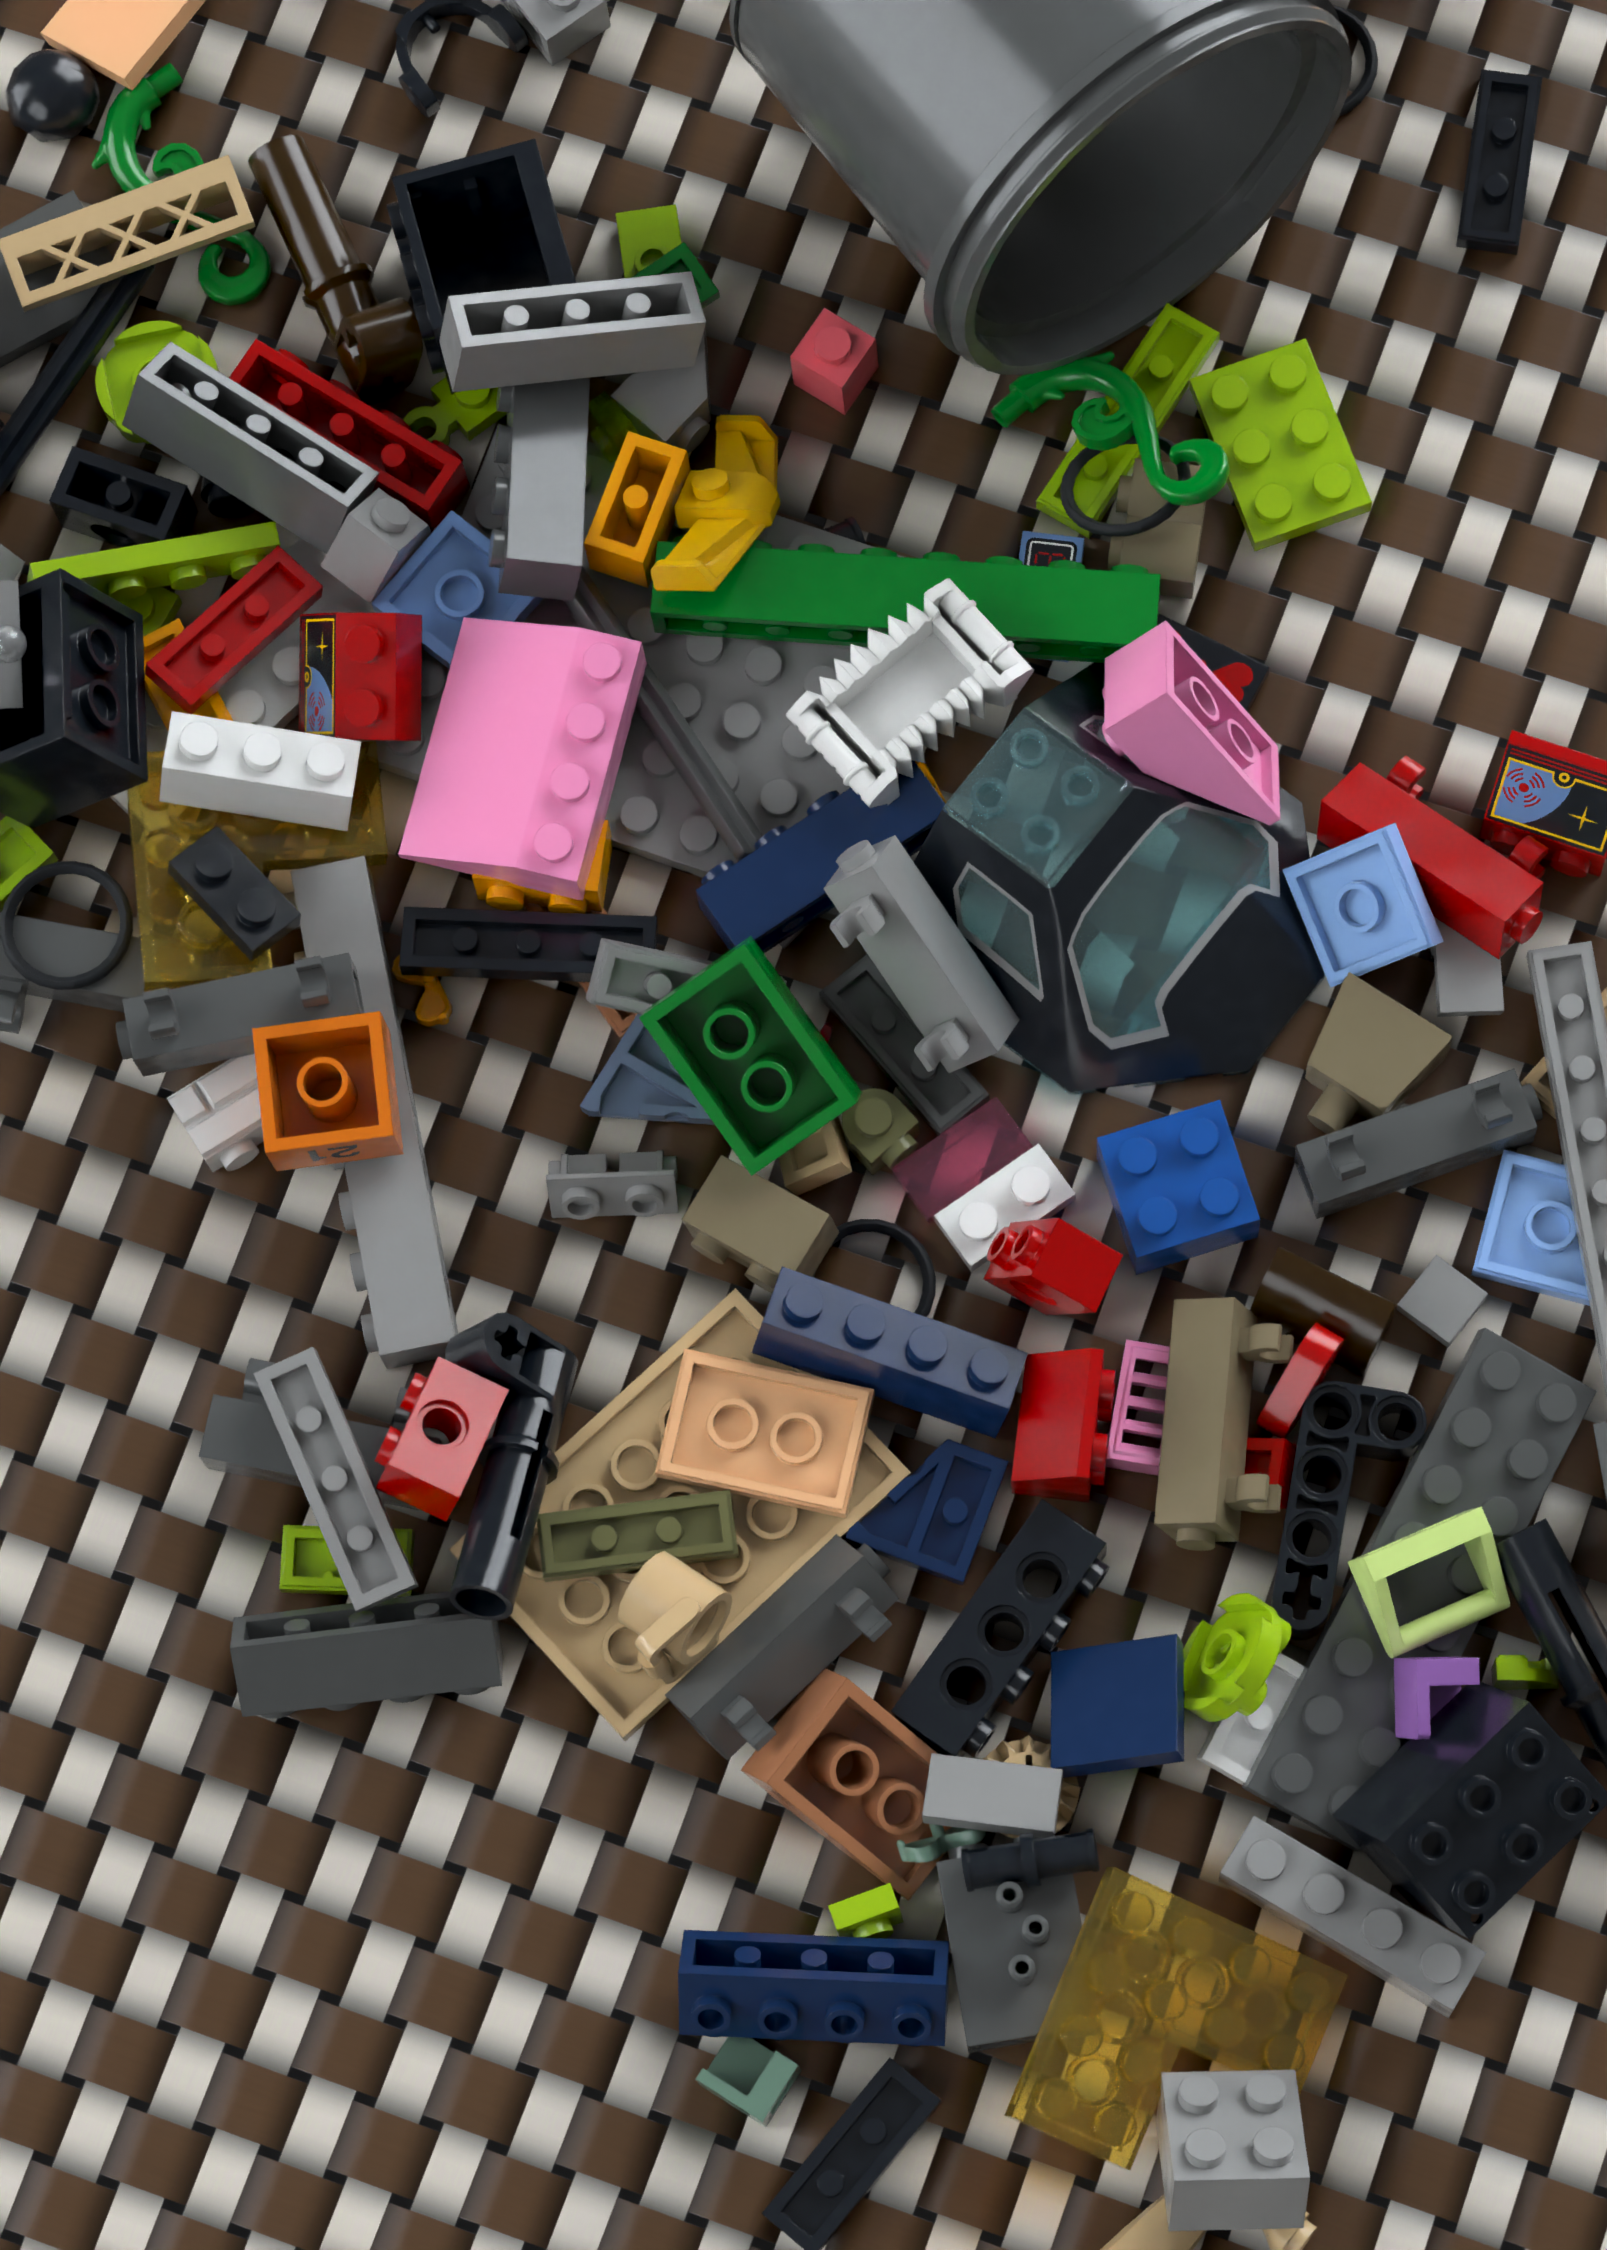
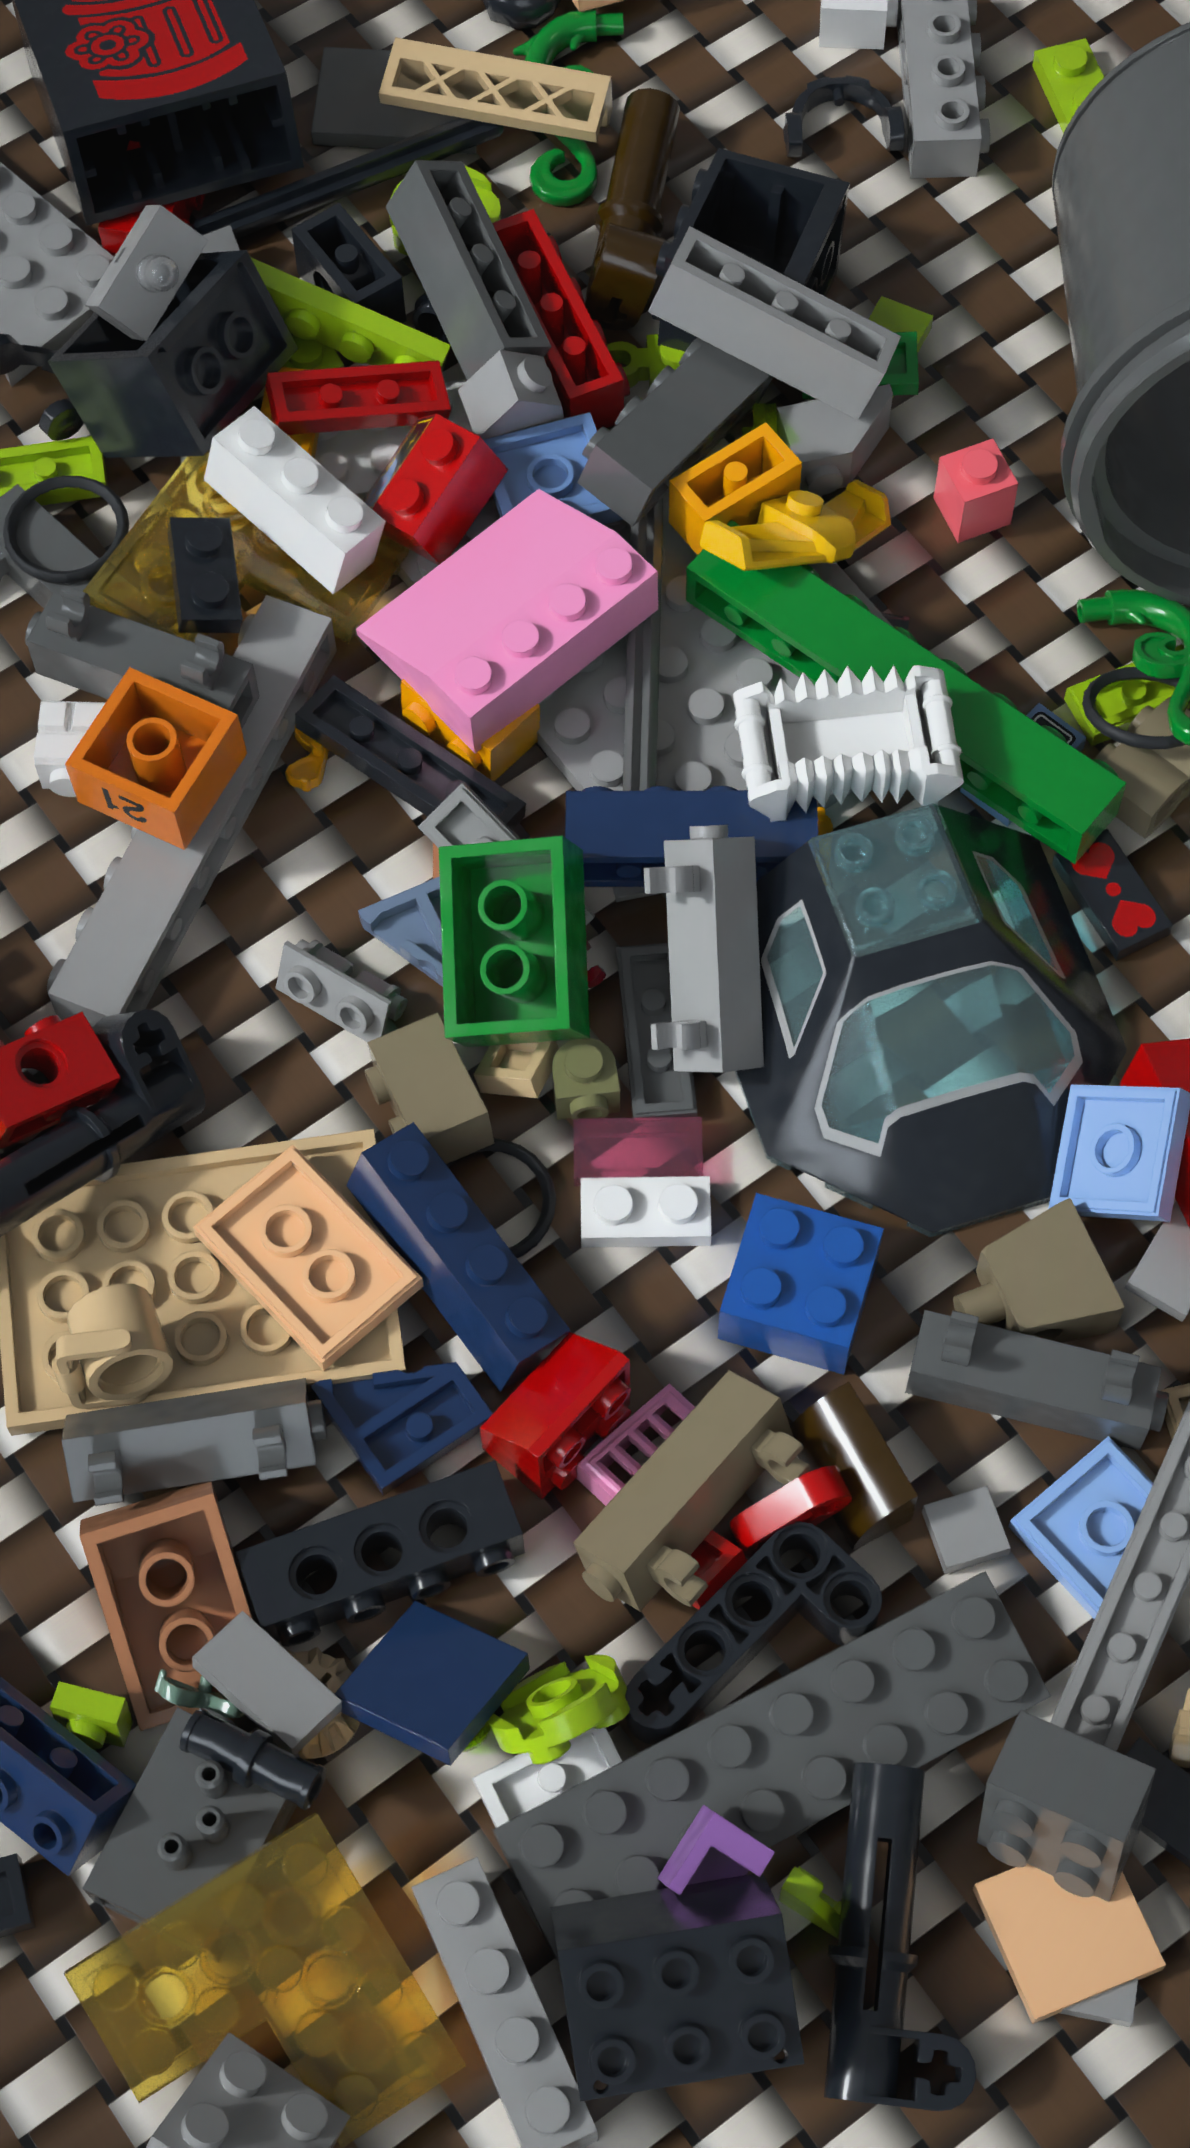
camera: 25 degrees right, 10 degrees down
(631, 1533) = (113, 1252): olive tile -> none
(1051, 1266) = (642, 1271): red brick -> none
(1187, 726) = (1066, 915): bright pink slope -> none
(1373, 1567) = (789, 1717): yellowish green tile -> none

